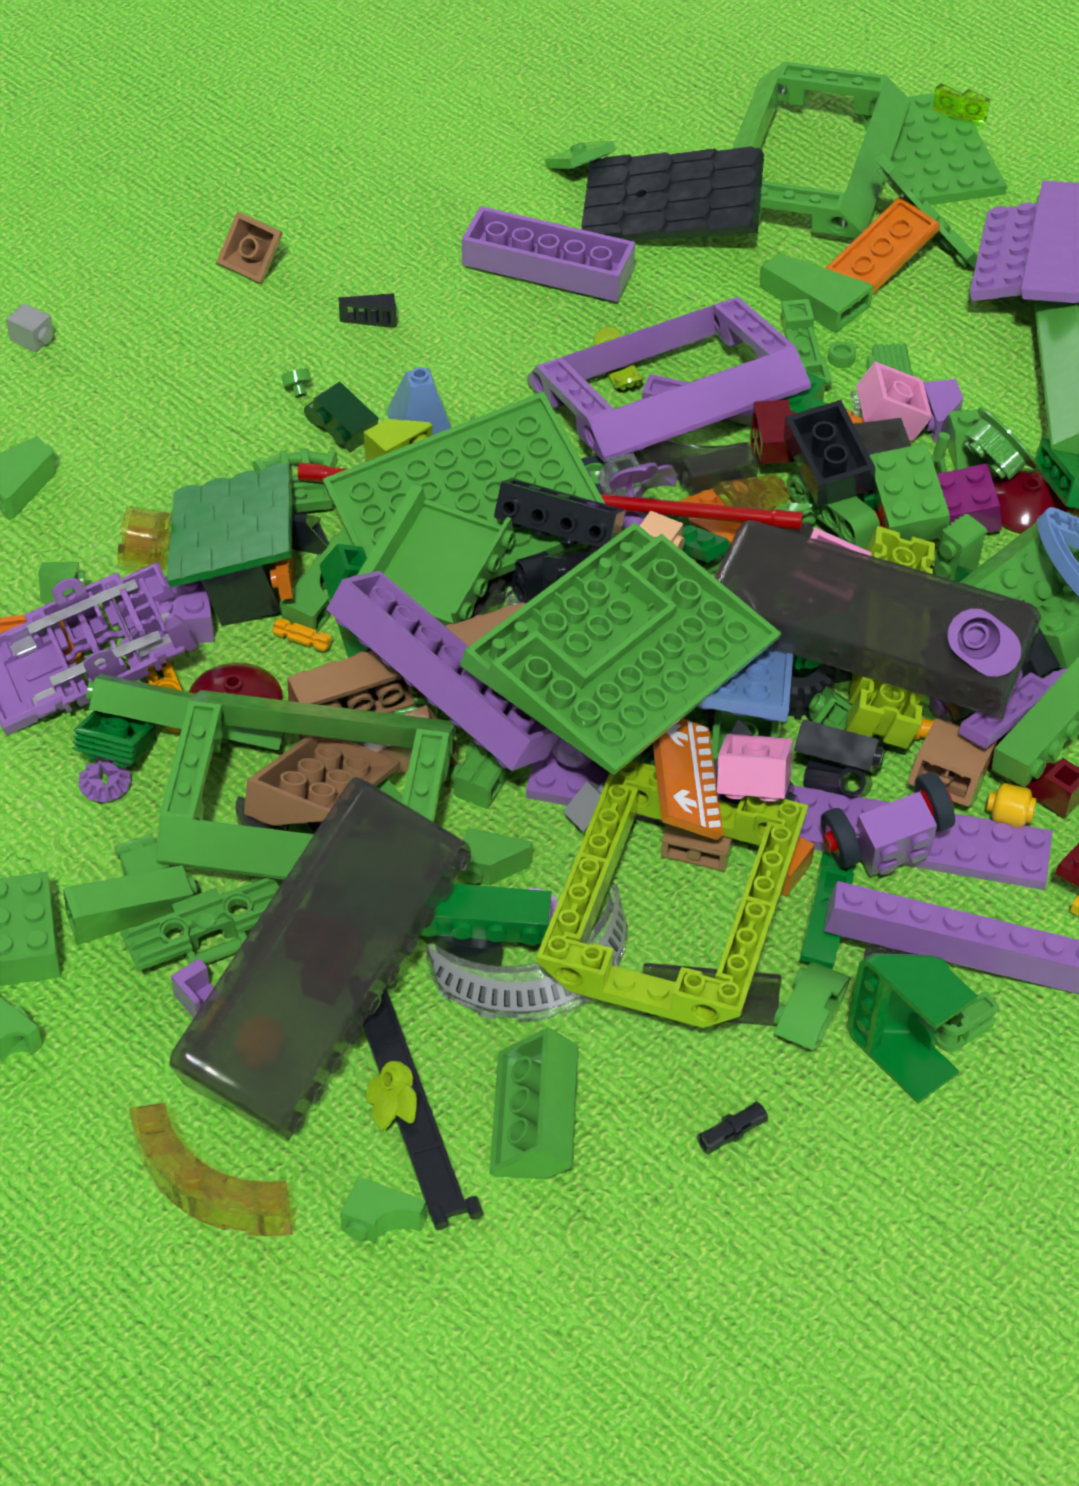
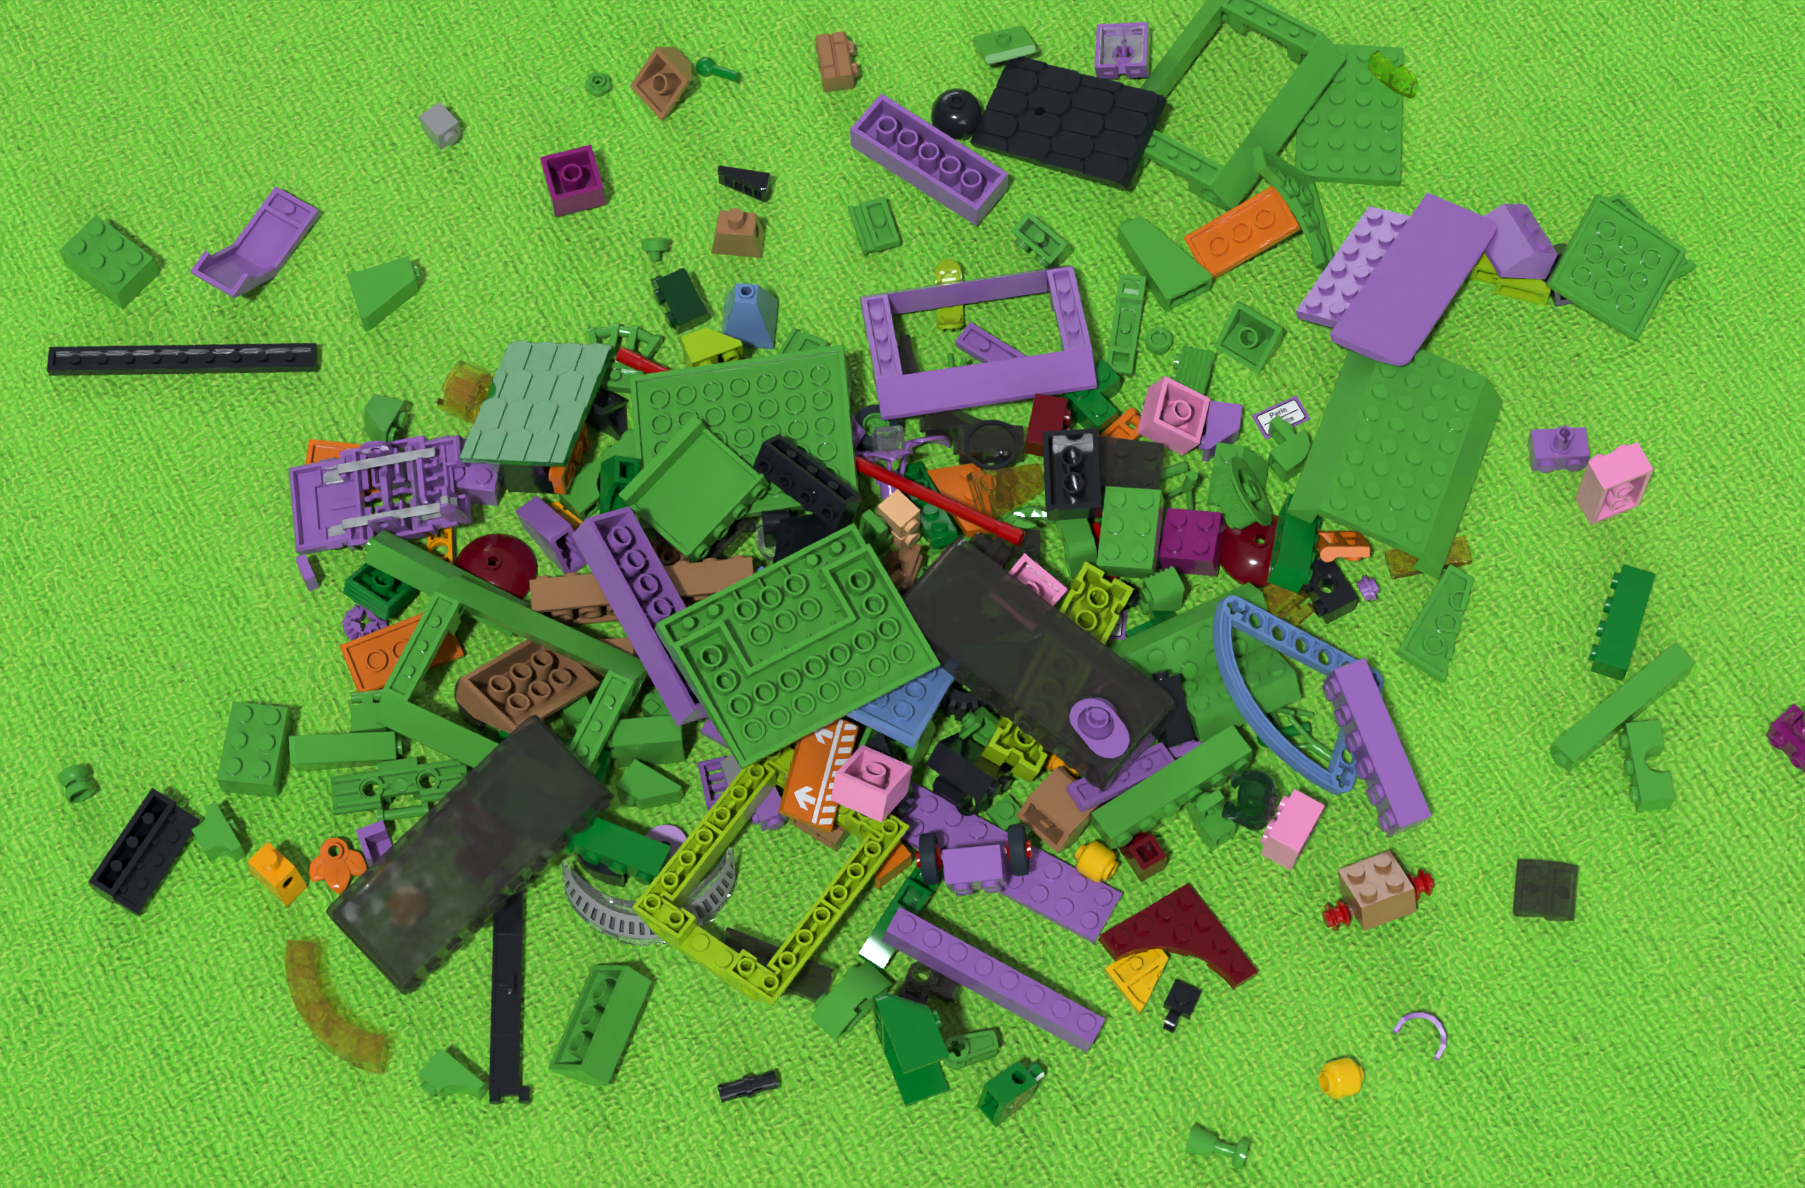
camera: 20 degrees right, 15 degrees up
(22, 745) = (306, 572): none -> medium lavender tile
(89, 1047) = (273, 870): none -> light orange torso
(134, 803) = (376, 654): none -> orange tile
(156, 1029) = (339, 868): none -> orange plate
(183, 266) = (598, 89): none -> bright green plate
(190, 341) = (573, 180): none -> magenta brick
(286, 643) = (551, 534): none -> medium lavender slope
(291, 232) = (706, 67): none -> green bar
(379, 349) = (738, 234): none -> medium nougat torso
(392, 1095) = (492, 983): lime plate -> none
(418, 200) = (835, 61): none -> medium nougat brick
(480, 802) = (647, 740): none -> bright green brick
(515, 319) = (874, 225): none -> bright green plate
(558, 209) = (956, 113): none -> black cylinder
(562, 838) = (708, 766): none -> medium lavender slope
(640, 847) = (767, 813): none -> medium lavender brick
(688, 291) = (1040, 239): none -> bright green brick
(694, 132) = (1122, 42): none -> medium lavender piece
(701, 451) = (998, 423): none -> black piece
(891, 787) = (1005, 814): none -> bright green plate
(932, 327) = (1249, 337): none -> bright green slope
(991, 391) = (1289, 410): none -> sticker
(1017, 408) = (1291, 454): none -> bright green brick
(1037, 1036) = (1009, 1091): none -> green torso

